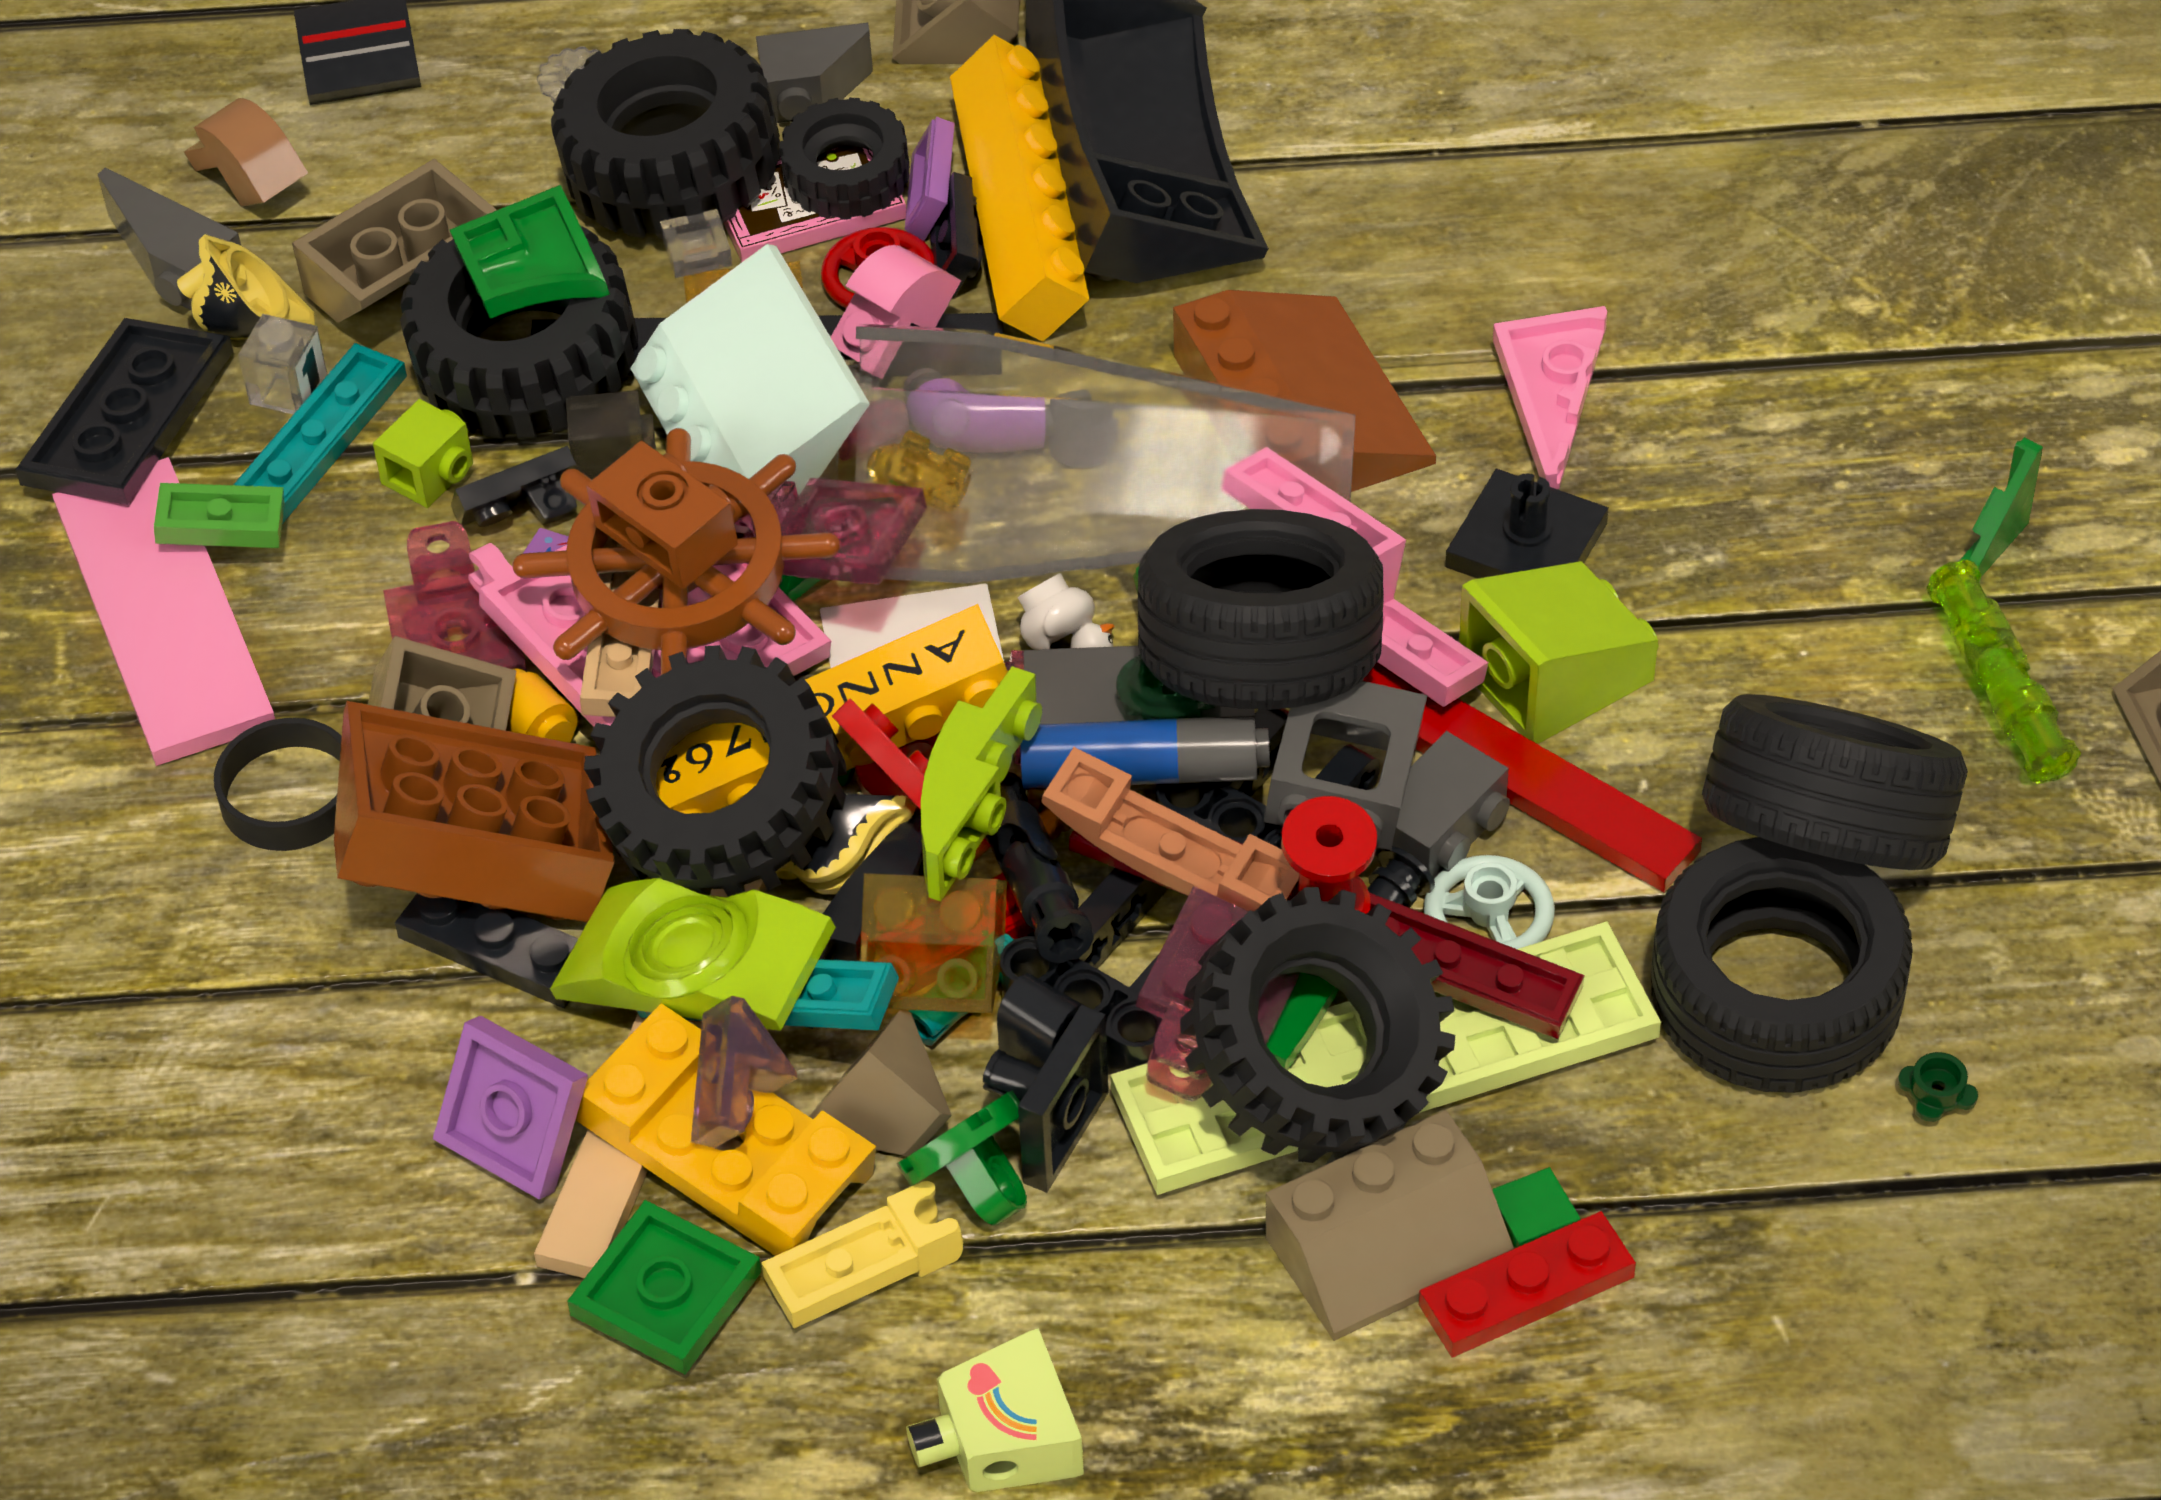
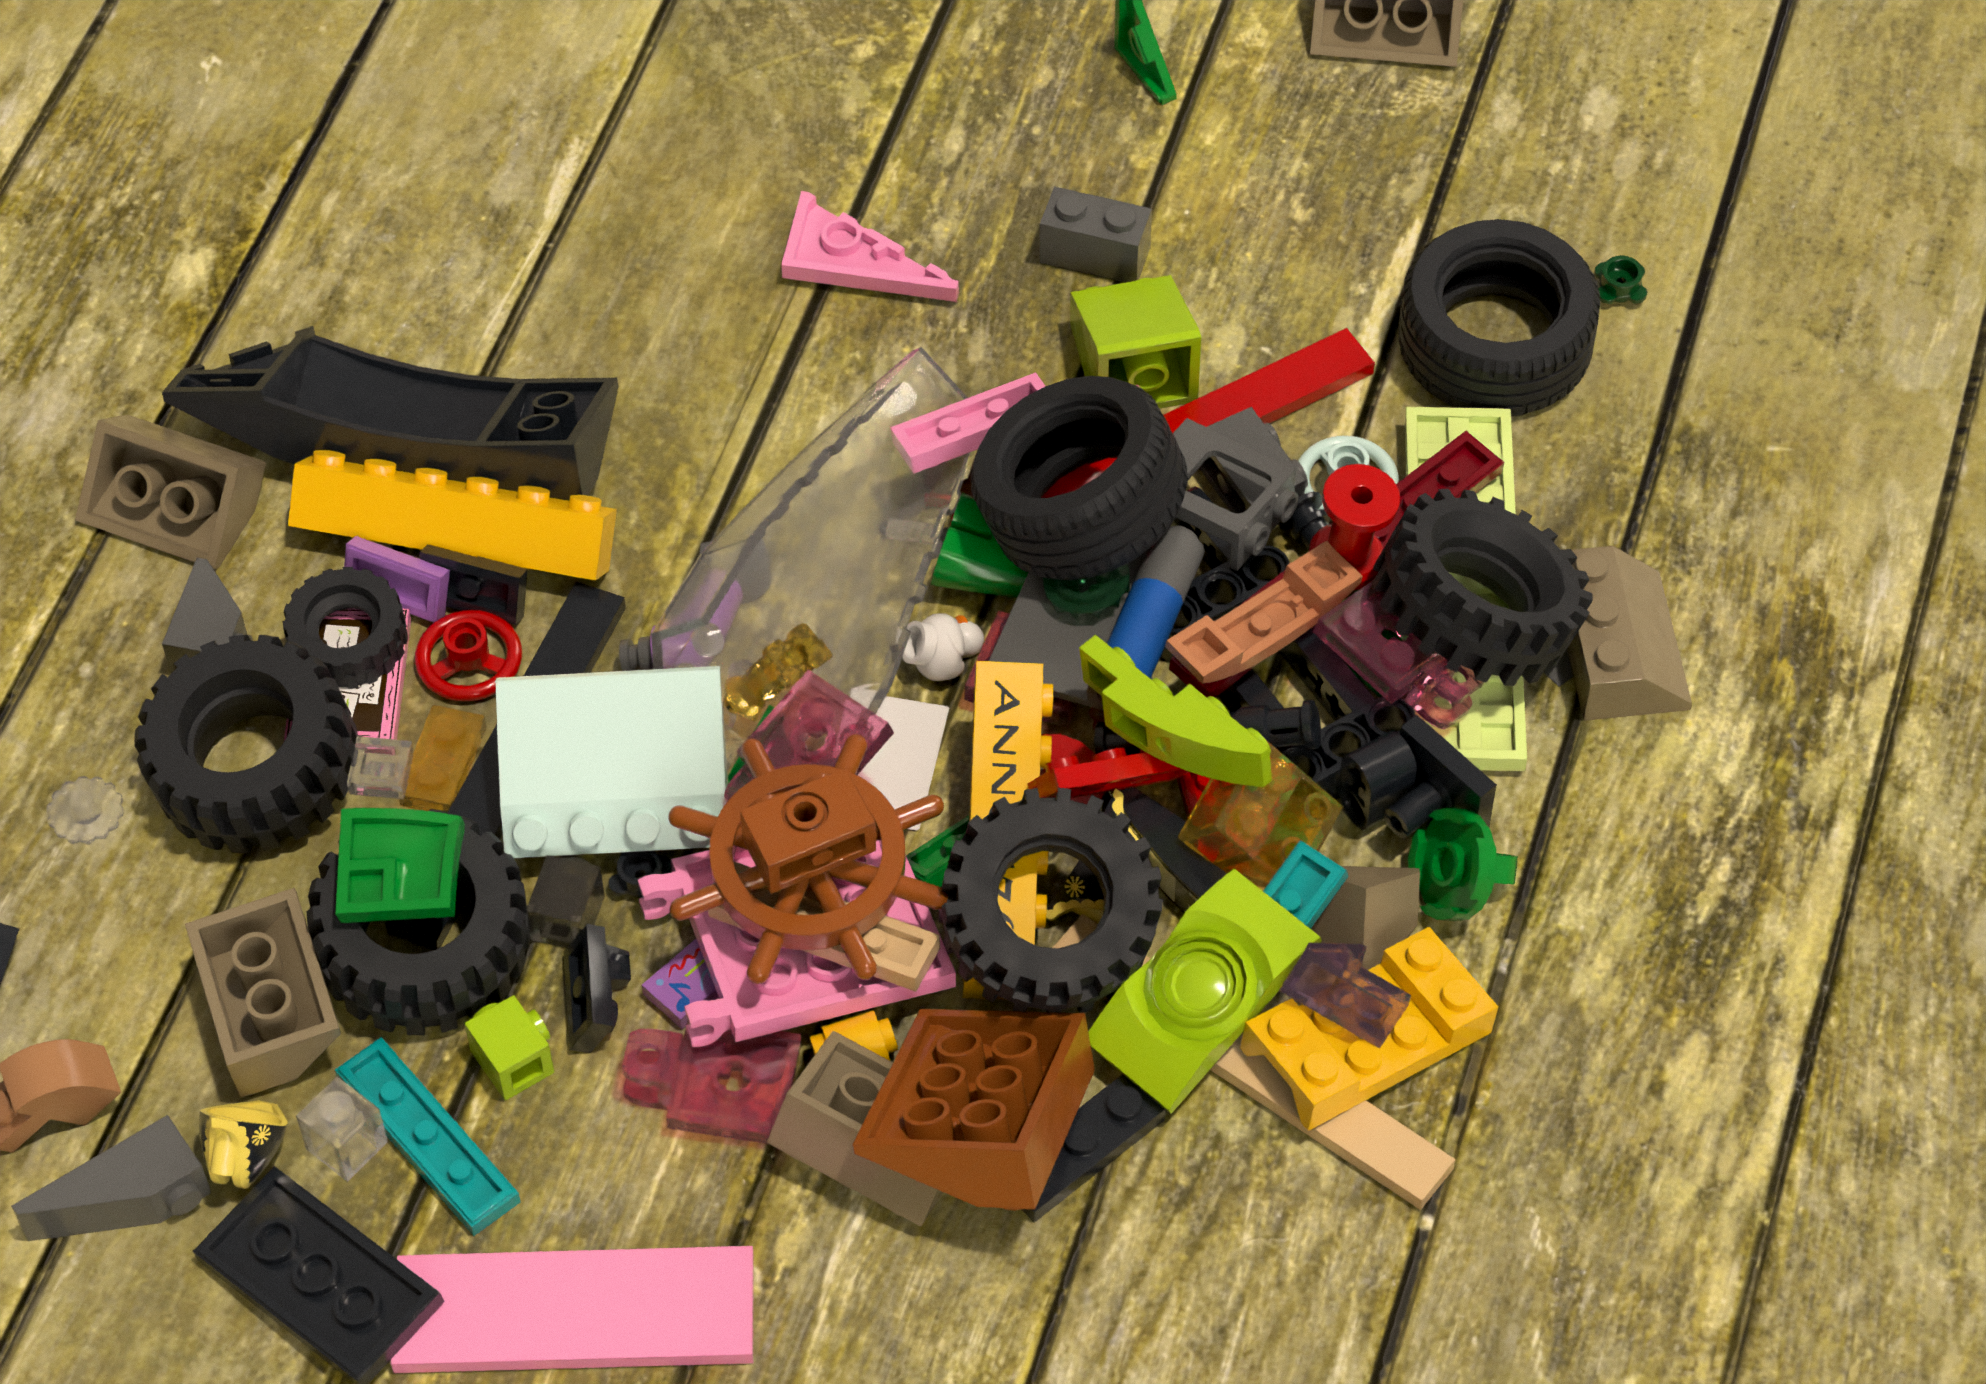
camera: 70 degrees left, 5 degrees up
(219, 515) = (510, 1223): bright green plate -> none
(261, 740) = (827, 1204): black tyre -> none
(510, 1107) = (1291, 1166): medium lavender tile -> none
(664, 1286) = (1490, 1117): green plate -> none
(864, 1255) = (1515, 978): light yellow plate -> none
(893, 290) = (550, 633): bright pink brick -> none
(1003, 1419) = (1701, 925): yellowish green torso -> none
(1308, 354) = (752, 415): dark orange slope -> none
(1524, 528) = (997, 328): black tile -> none
(1526, 1284) = (1693, 575): red plate -> none
(1534, 1206) = (1637, 539): green tile -> none
(1693, 568) = (1095, 235): none -> dark grey brick
(1834, 782) = (1384, 212): black tyre -> none
(2015, 699) = (1311, 103): clear neon green piece -> none

